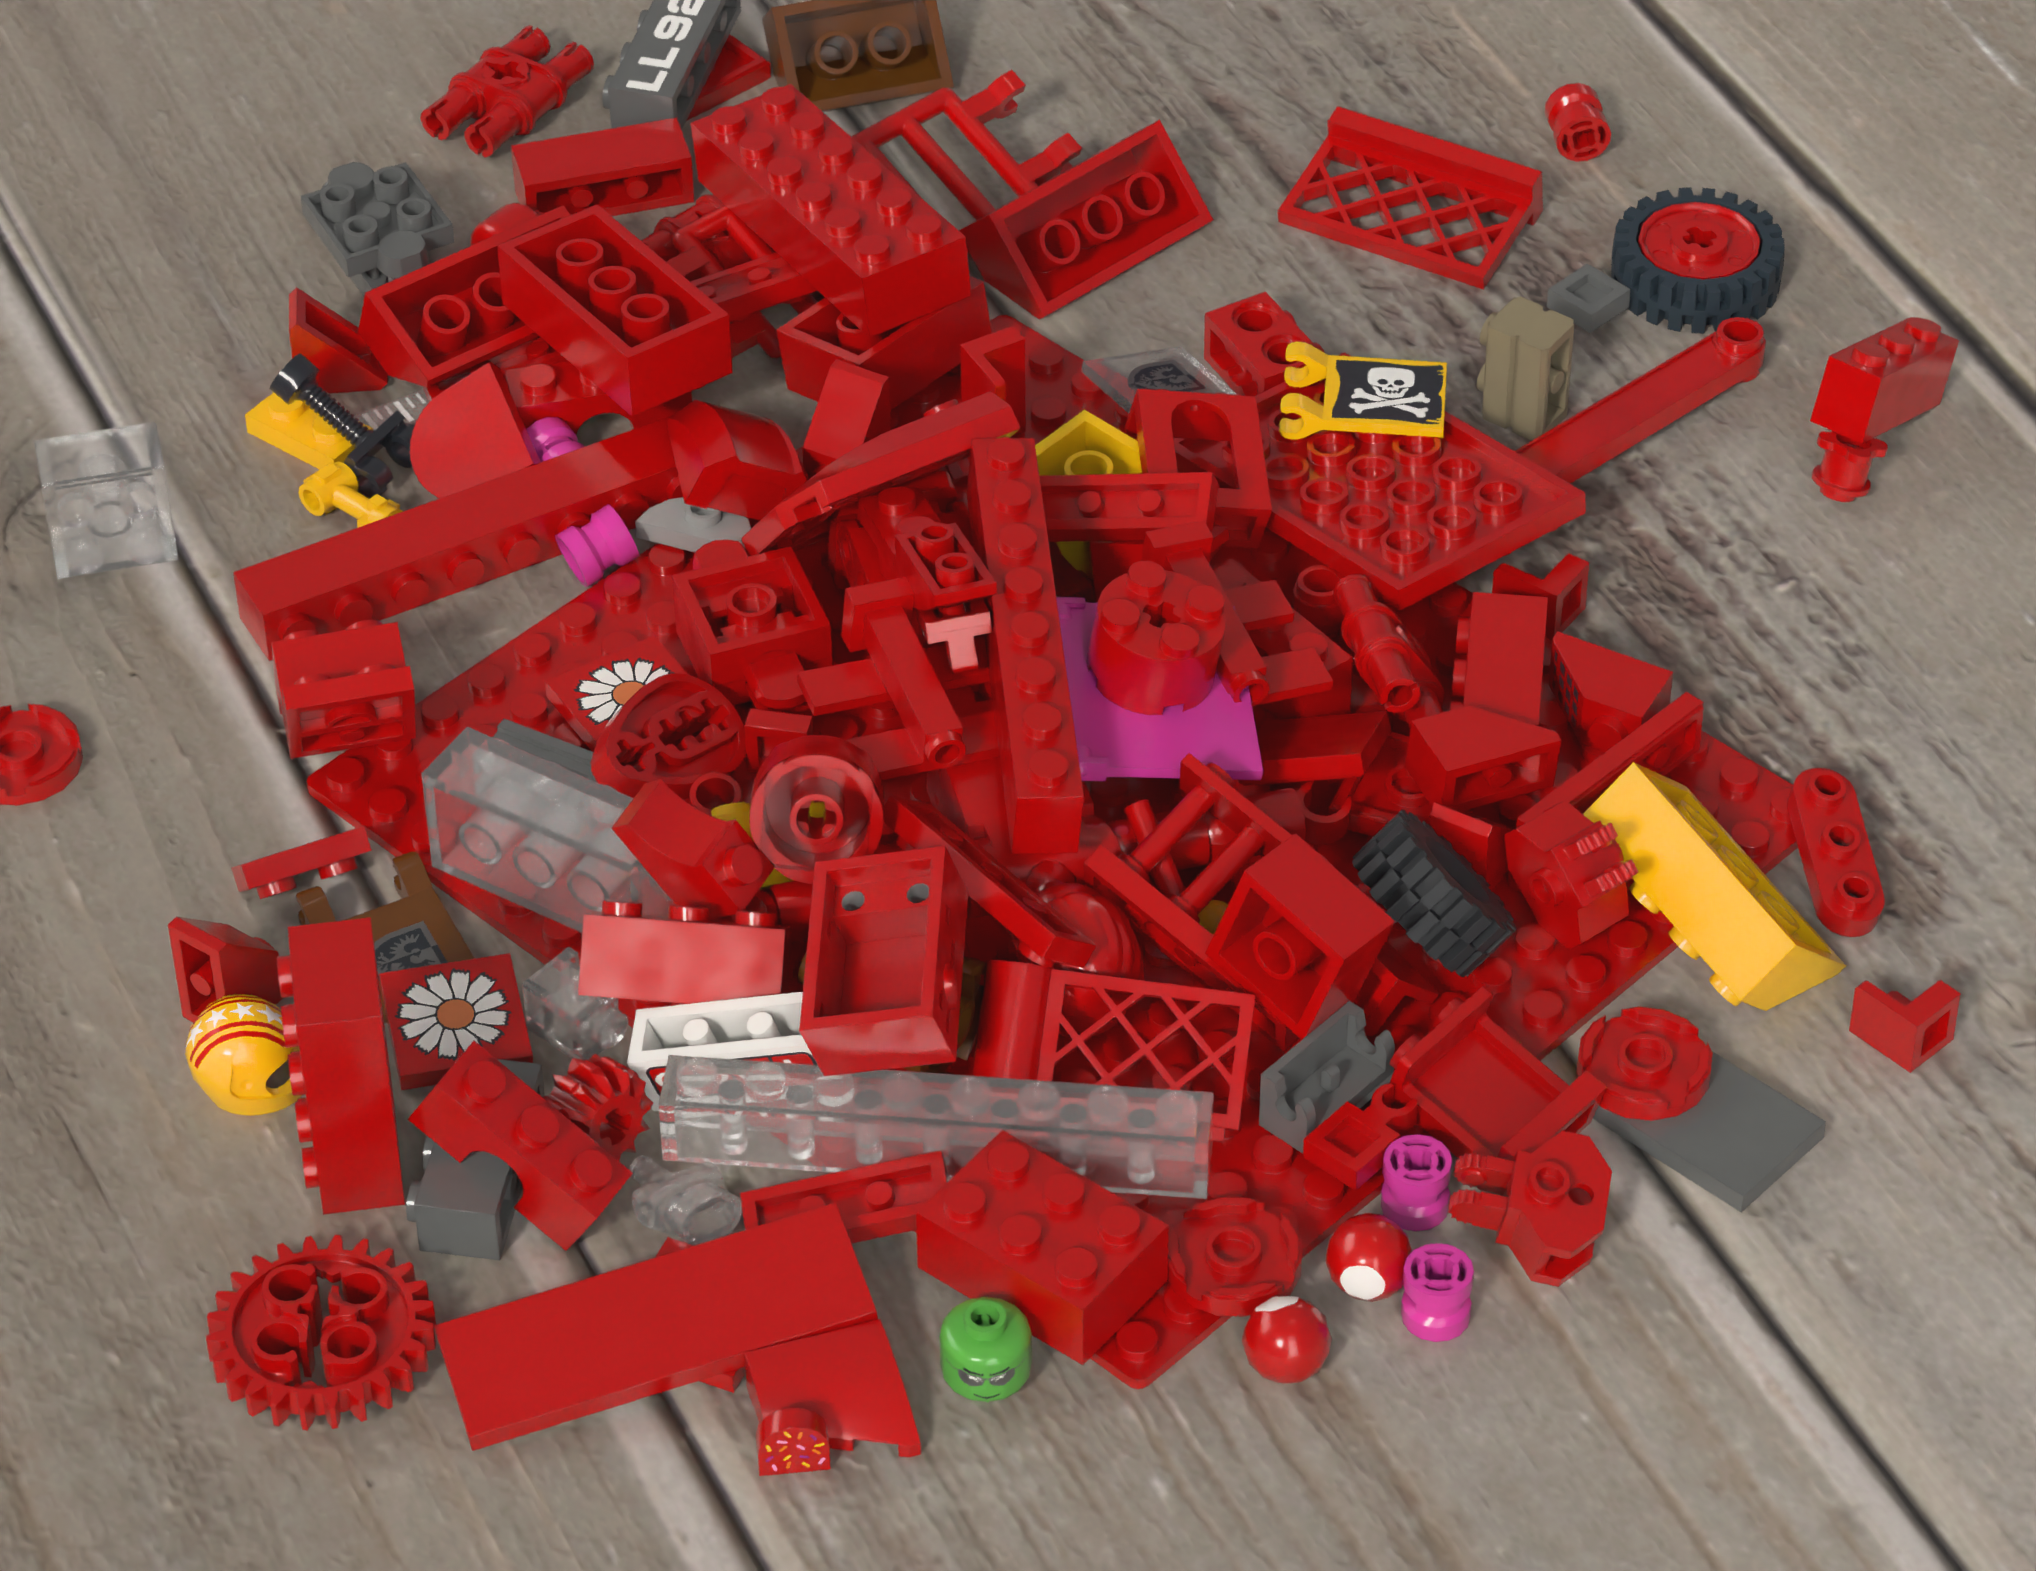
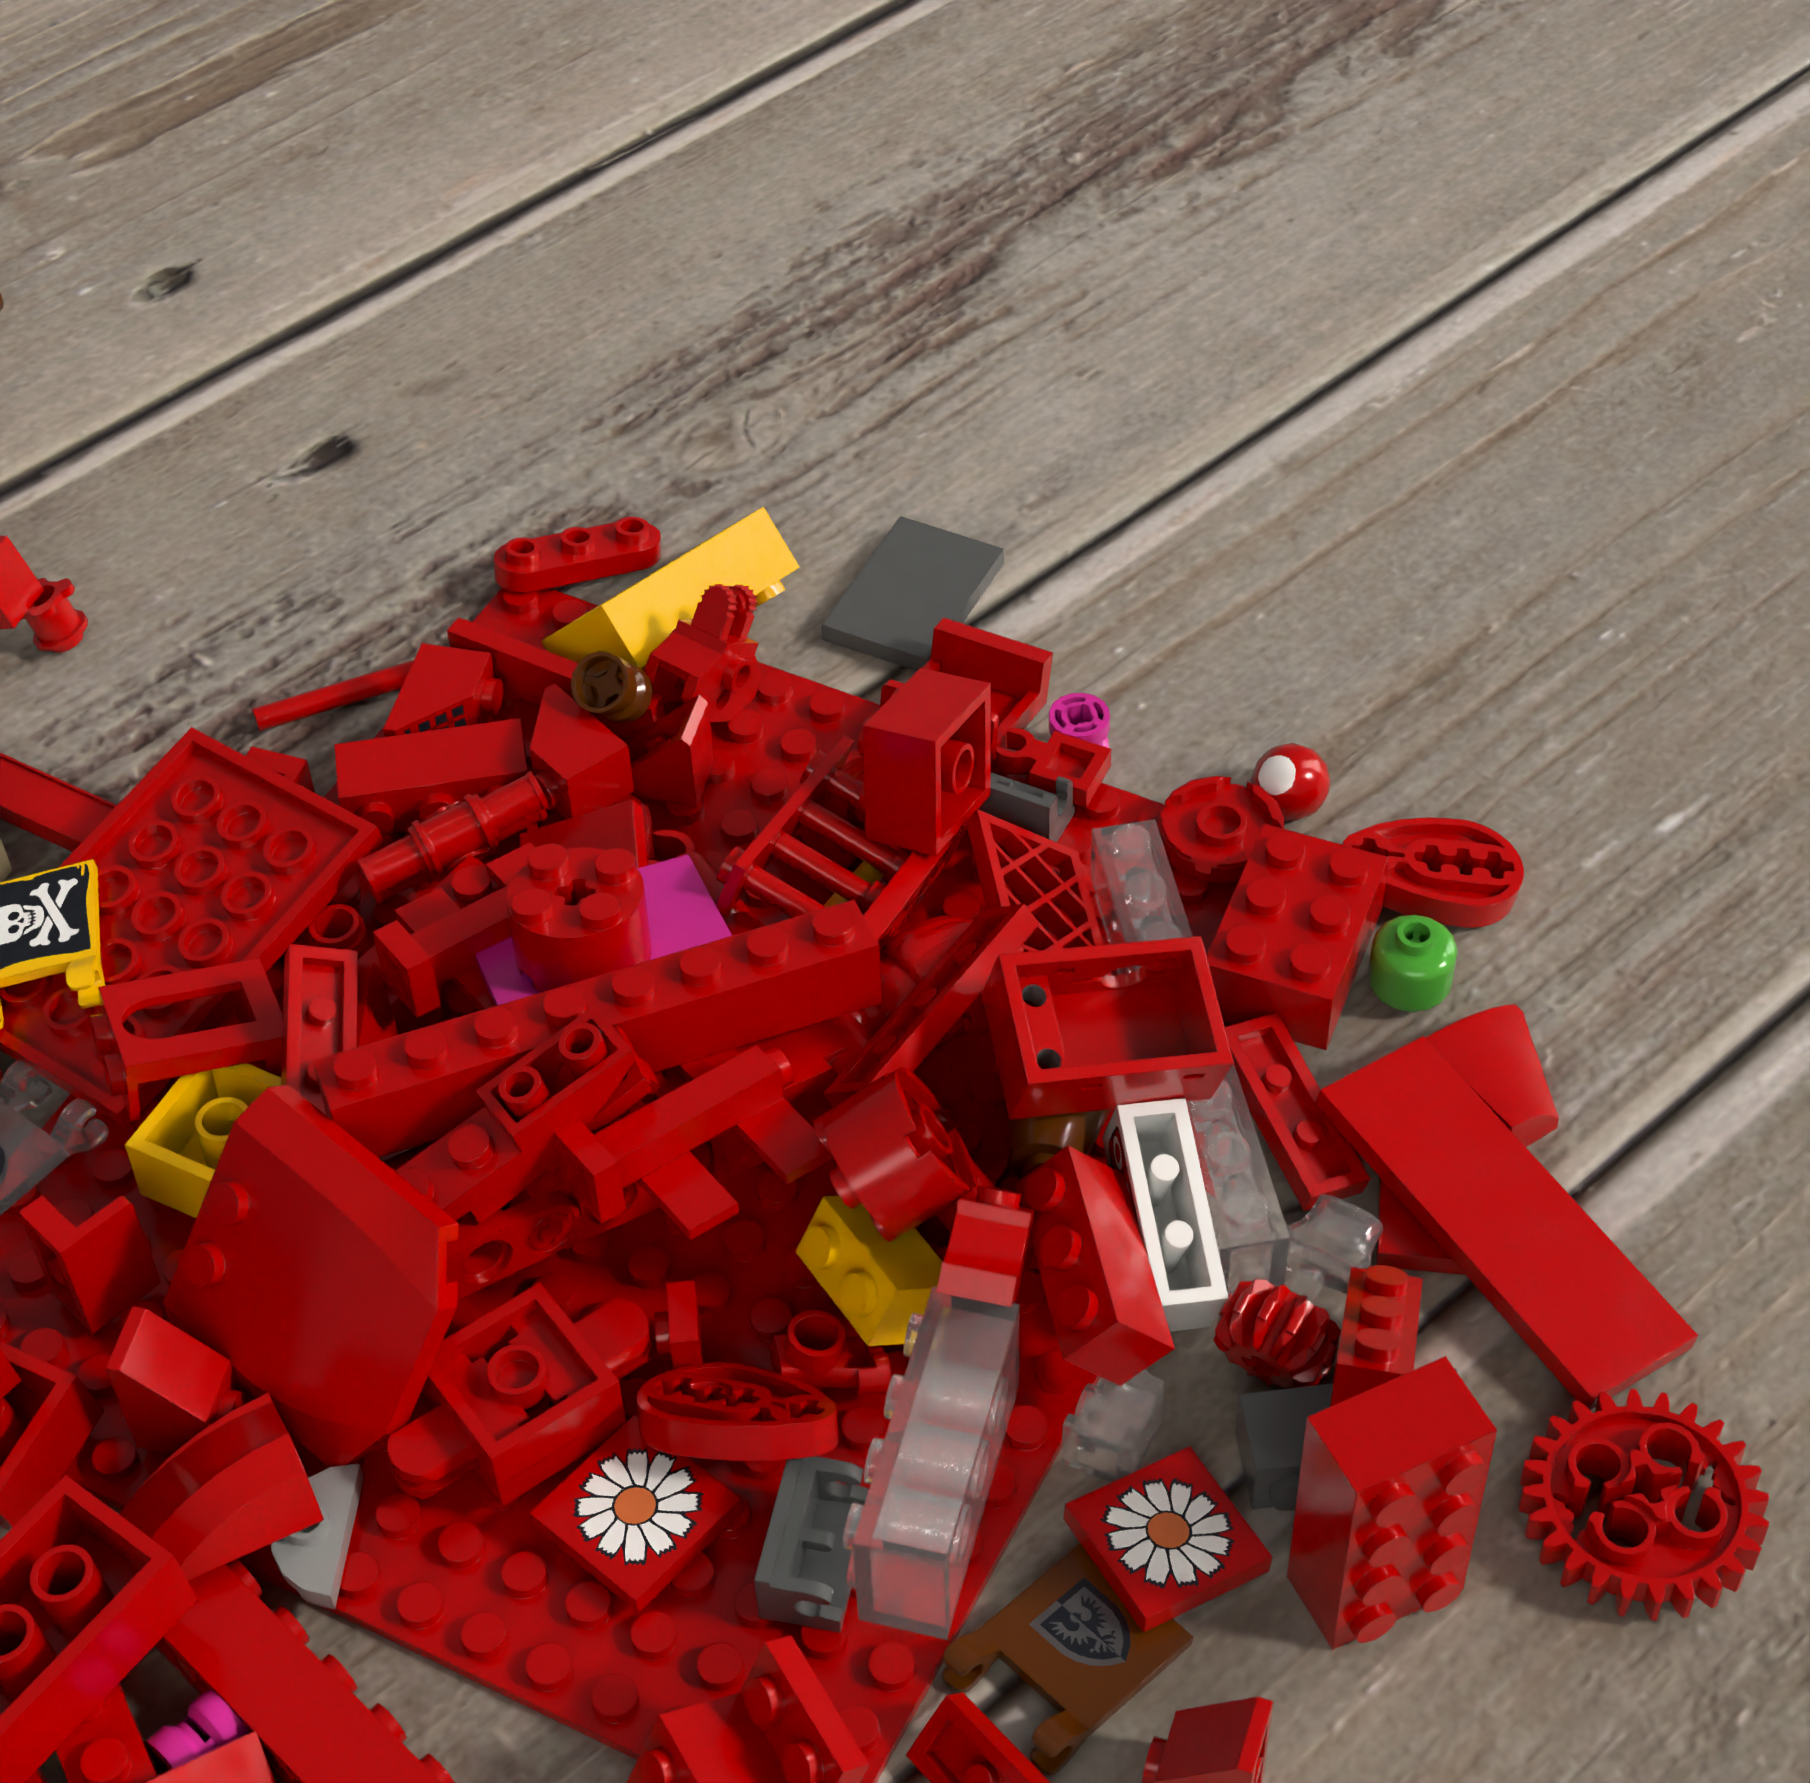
camera: 105 degrees left, 5 degrees up
(235, 1052) = (1321, 1712): yellow helmet -> none
(597, 545) = (367, 1637): dark pink wheel -> none
(792, 1442) = (1575, 1085): red tile -> none
(1145, 1439) = (1445, 847): none -> red piece
(1368, 1256) = (1182, 742): red piece -> none
(1433, 893) = (784, 732): black tyre -> none
(1437, 1292) = (1196, 699): dark pink wheel -> none
(1530, 771) = (598, 682): none -> reddish brown wheel
(1548, 1203) = (1090, 638): red hinge -> none
(1648, 1063) = (884, 620): red tile -> none
(1689, 659) = (331, 696): none -> red bar
(1905, 1028) = (772, 480): red panel -> none

